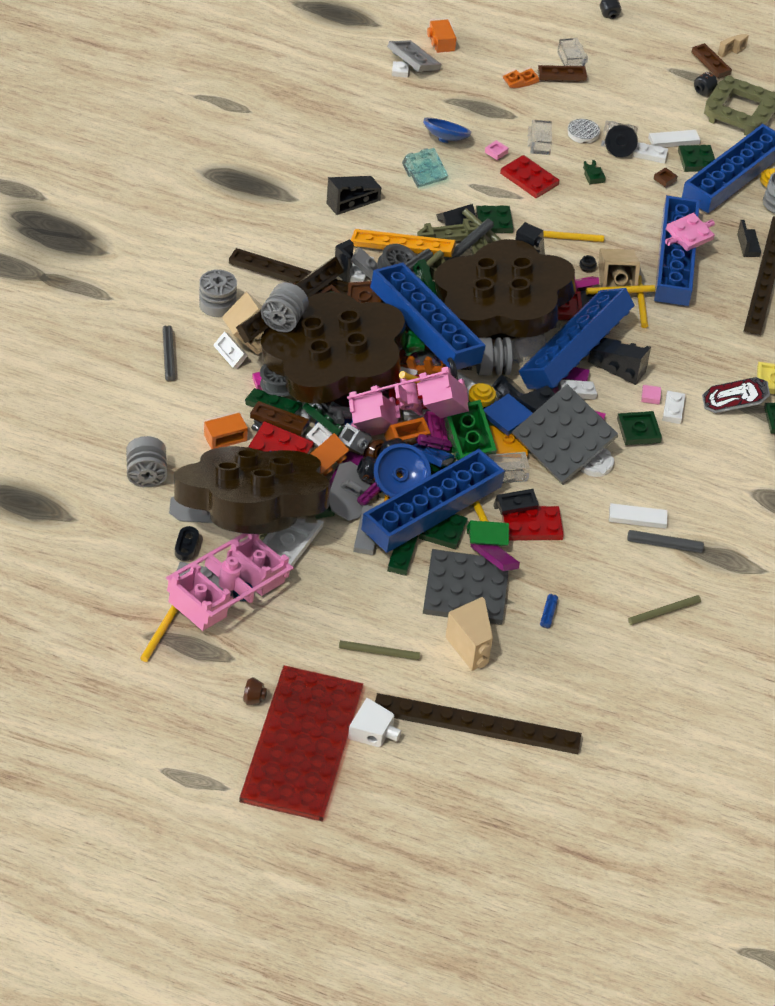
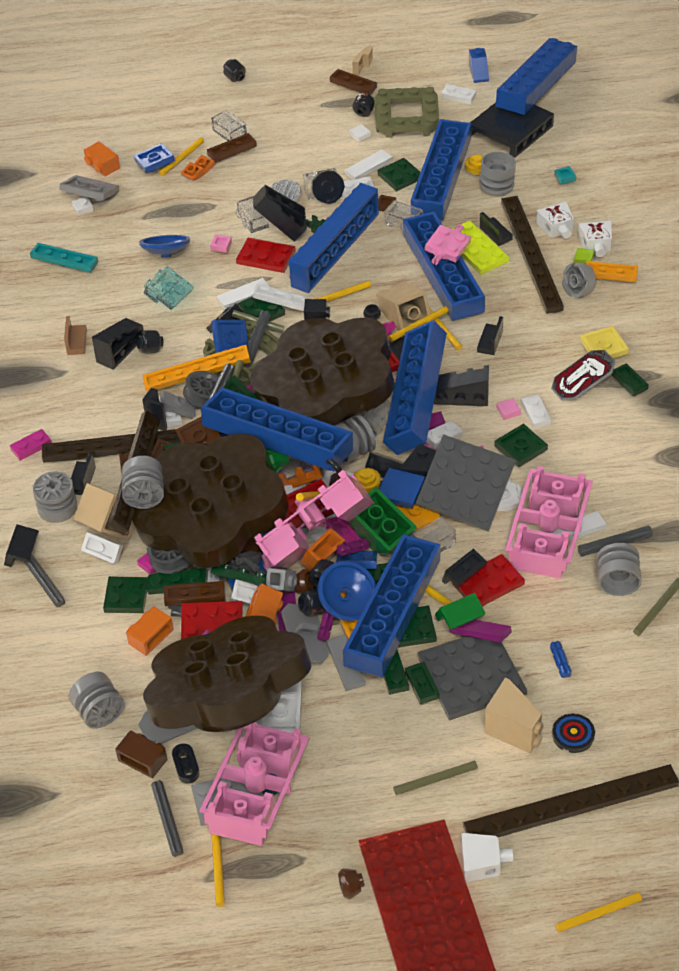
camera: 20 degrees left, 0 degrees up
(145, 577) = (167, 818): none -> dark grey axle
(156, 519) = (141, 754): none -> reddish brown piece
(166, 318) = (21, 544): none -> black panel
(225, 395) = (125, 595): none -> dark green plate
(227, 245) = (30, 444): none -> dark pink plate
(255, 285) = (83, 474): none -> black panel
(318, 174) = (74, 338): none -> medium nougat panel
(355, 105) = (64, 257): none -> teal plate
(379, 204) = (149, 341): none -> black head
(419, 573) = (422, 683): none -> dark green plate
(438, 812) = (598, 912): none -> yellow bar
(448, 226) = (229, 334): none -> blue tile
(487, 54) = (154, 158): none -> blue plate
(488, 199) = (239, 294): none -> white tile
(511, 63) = (181, 156): none -> yellow bar
(511, 212) = (279, 297): none -> white tile
(518, 671) = (573, 733): none -> black tile
(563, 143) = (281, 212): none -> black wedge
(596, 185) = (333, 238): none -> blue brick
(632, 488) = (553, 505): none -> bright pink piece
(647, 562) = (619, 569): none -> light grey wheel
(671, 188) = (397, 212): none -> clear piece
(678, 329) = (490, 338): none -> black panel
(686, 107) = (360, 133): none -> white tile
(722, 252) = (482, 251): none -> neon yellow plate

